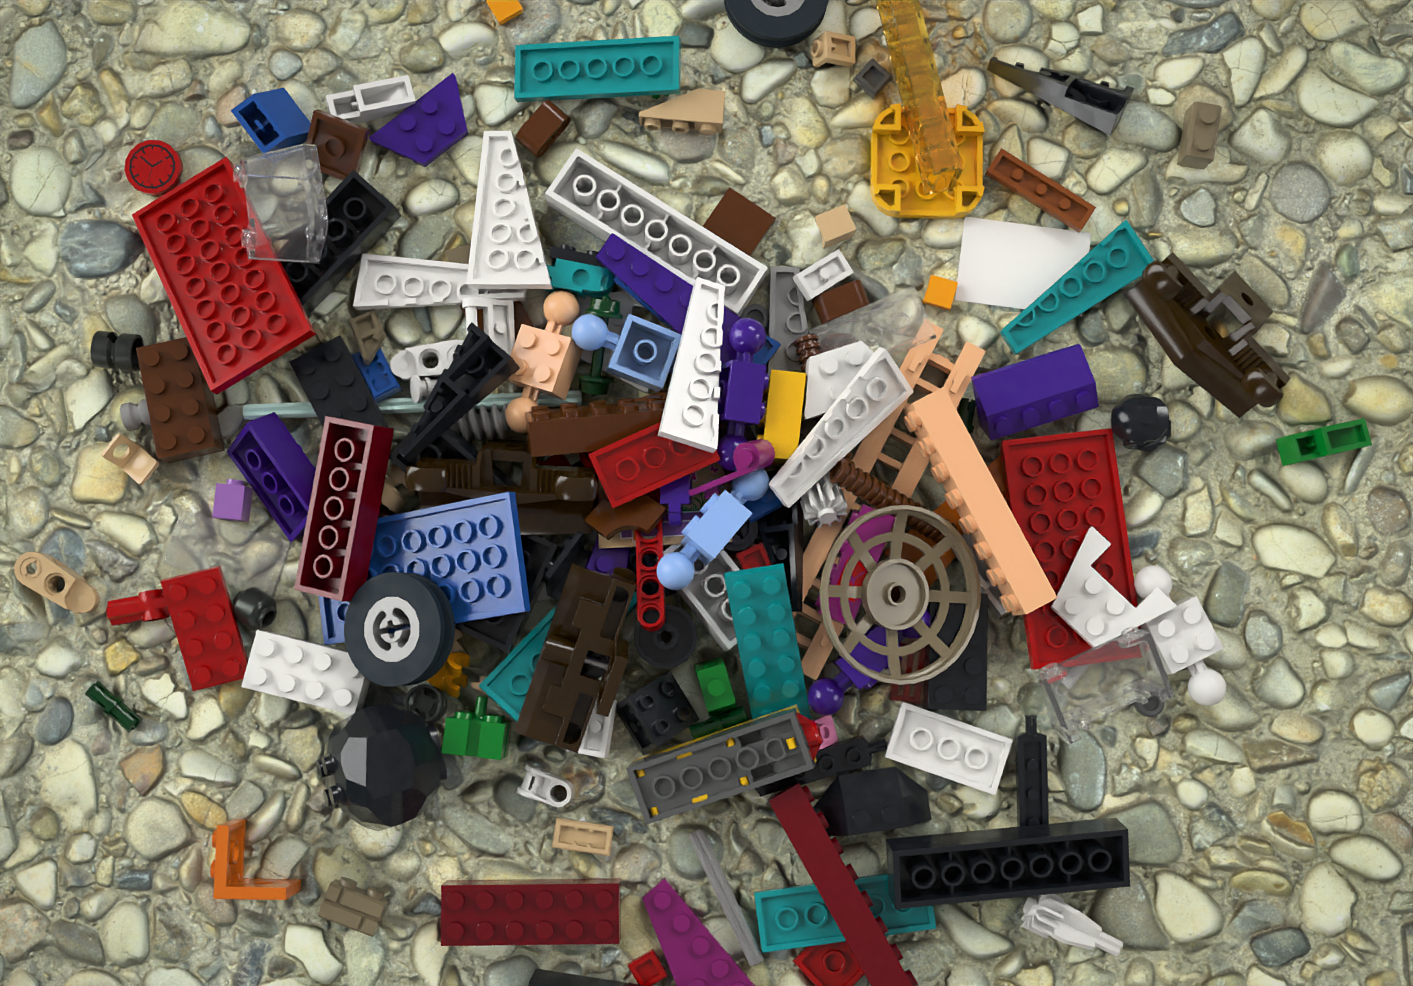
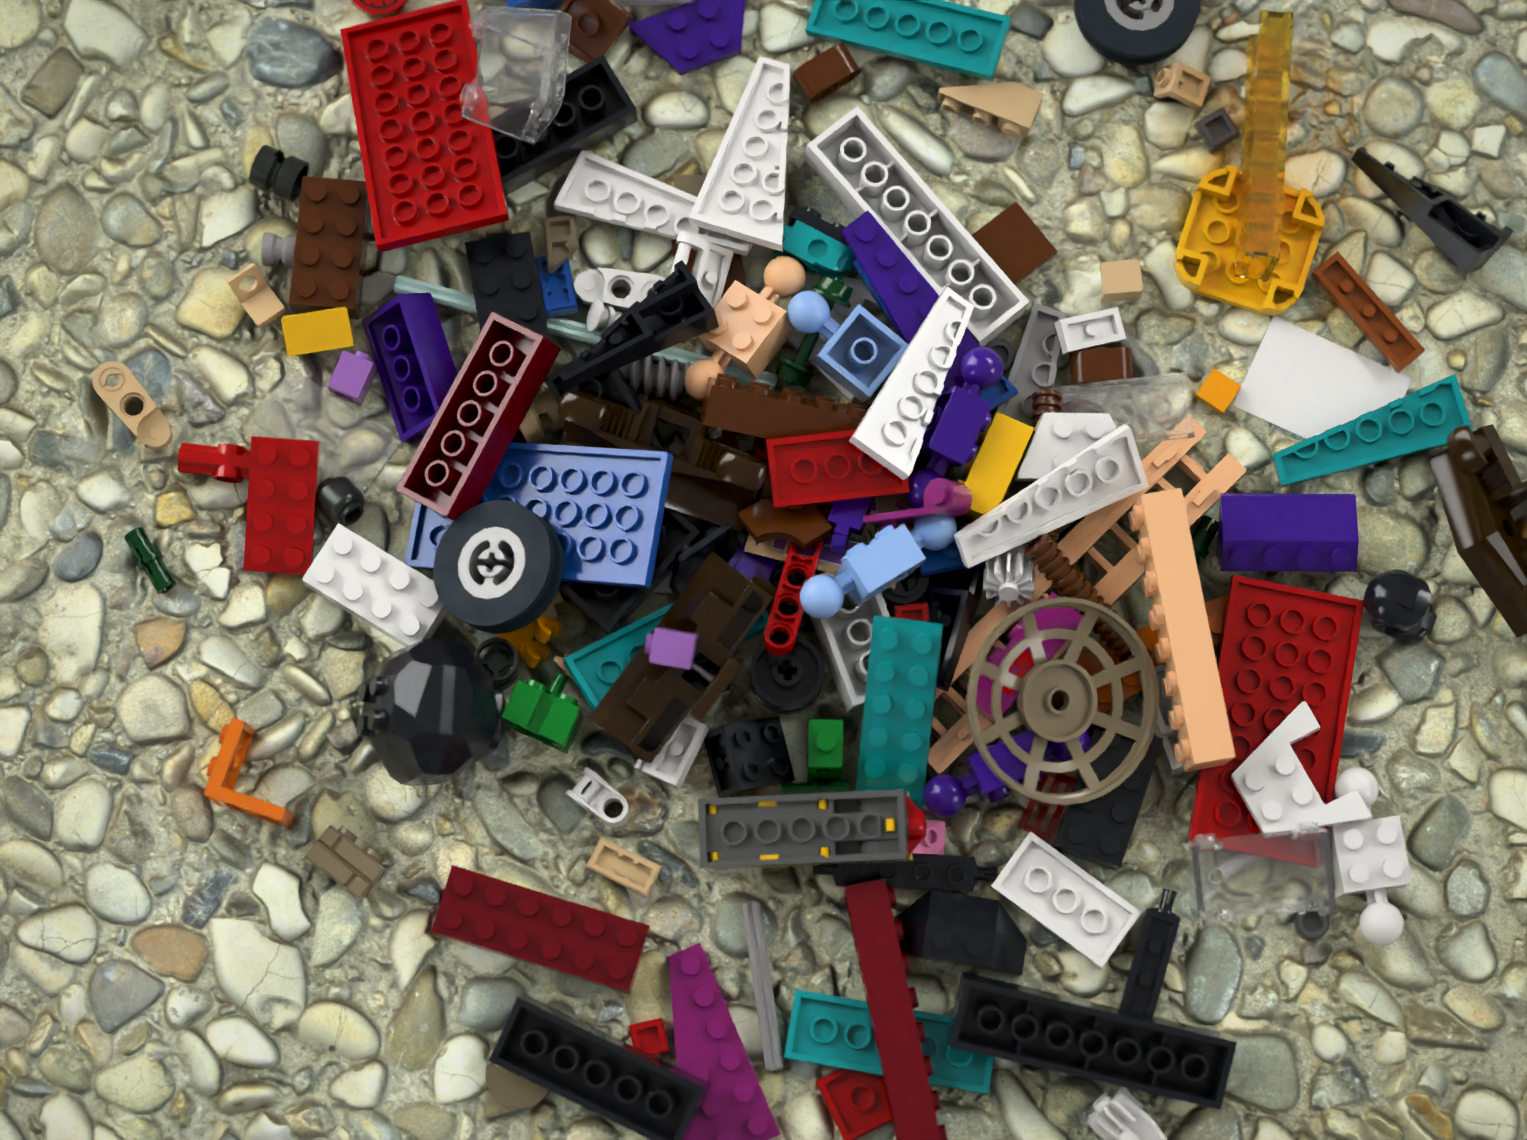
camera: 20 degrees right, 5 degrees down
(190, 474) = (317, 331): none -> yellow panel
(564, 656) = (671, 647): none -> medium lavender brick

